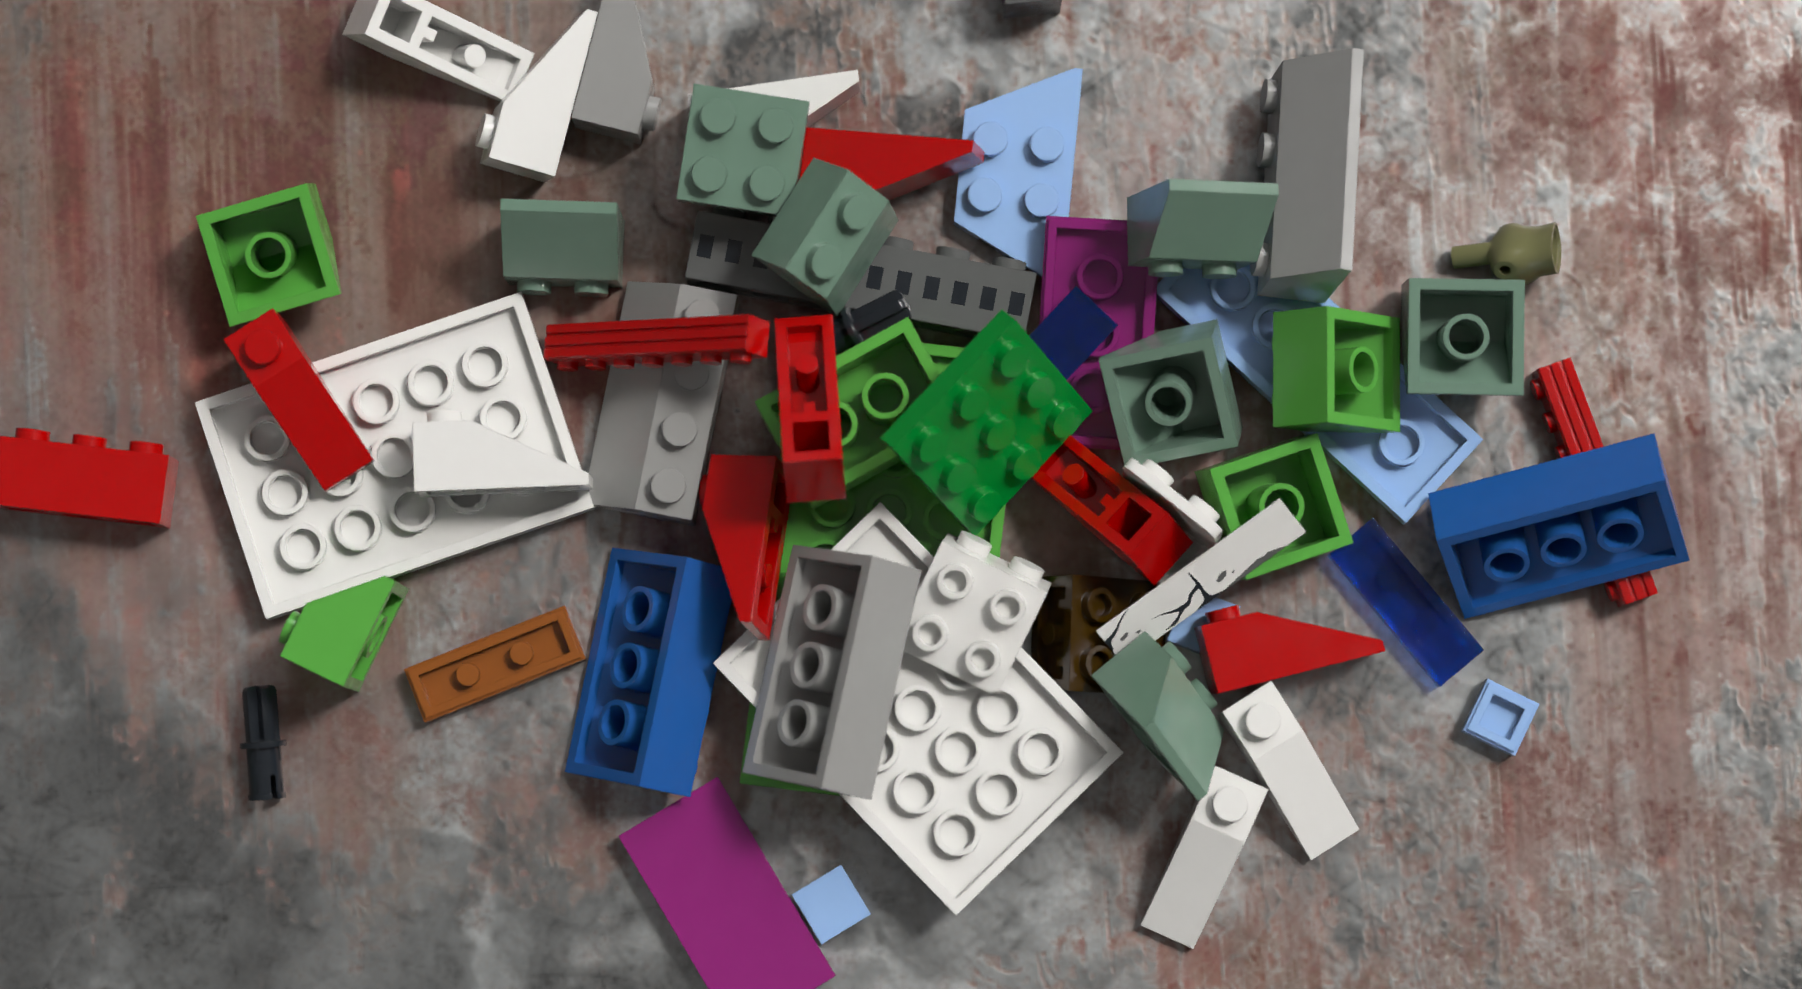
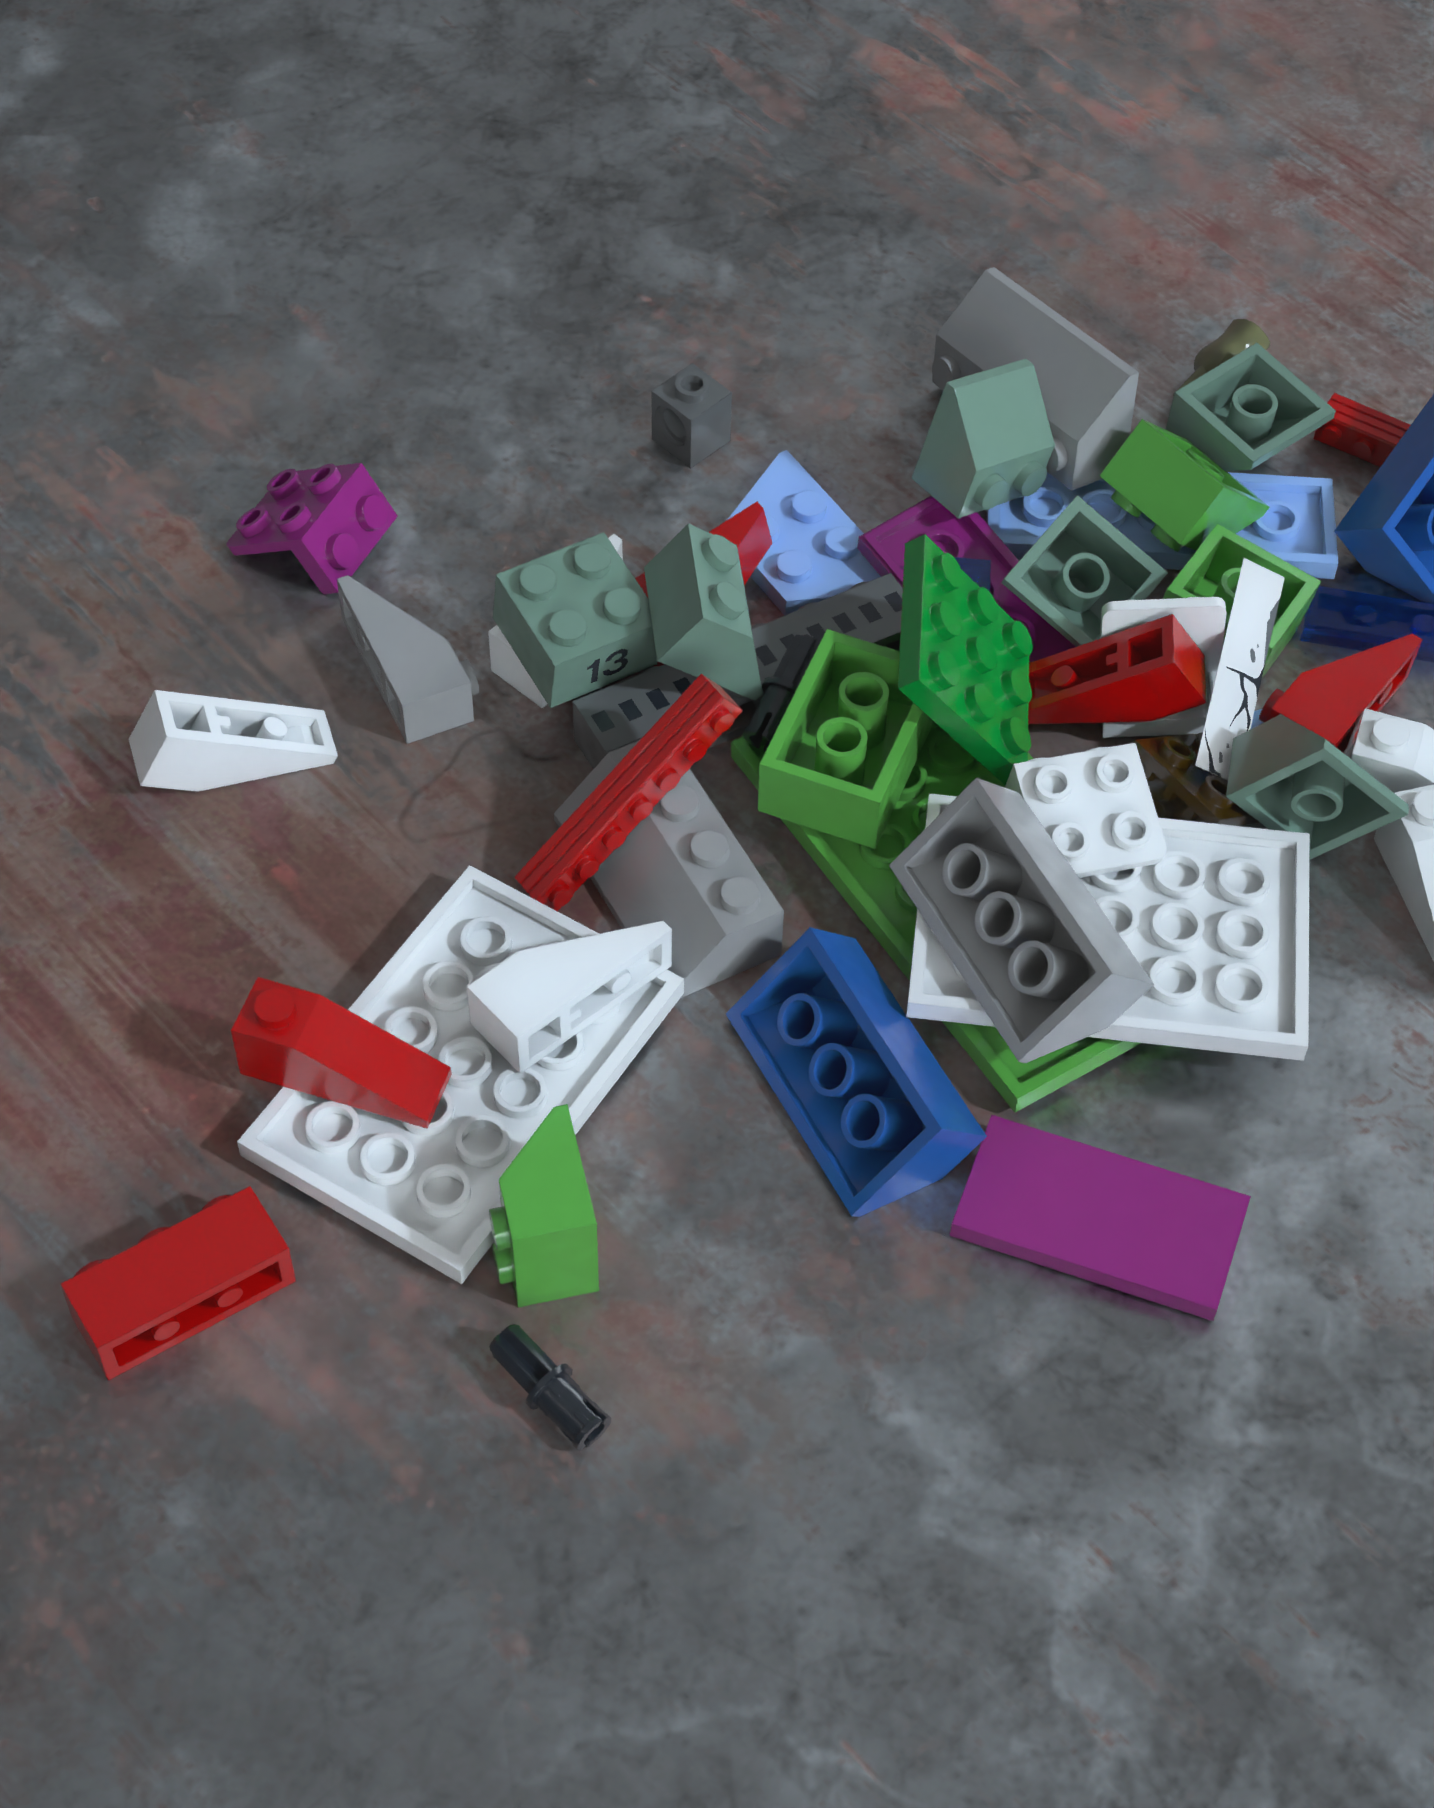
camera: 40 degrees left, 30 degrees down
(271, 253) = (203, 964): bright green slope -> none
(495, 664) = (706, 1174): dark orange tile -> none
(534, 117) = (370, 741): white slope -> none
(562, 245) = (475, 795): sand green slope -> none
(748, 525) = (839, 885): red slope -> none
(809, 409) = (824, 723): red slope -> none
(831, 904) = (1188, 1144): light blue tile -> none

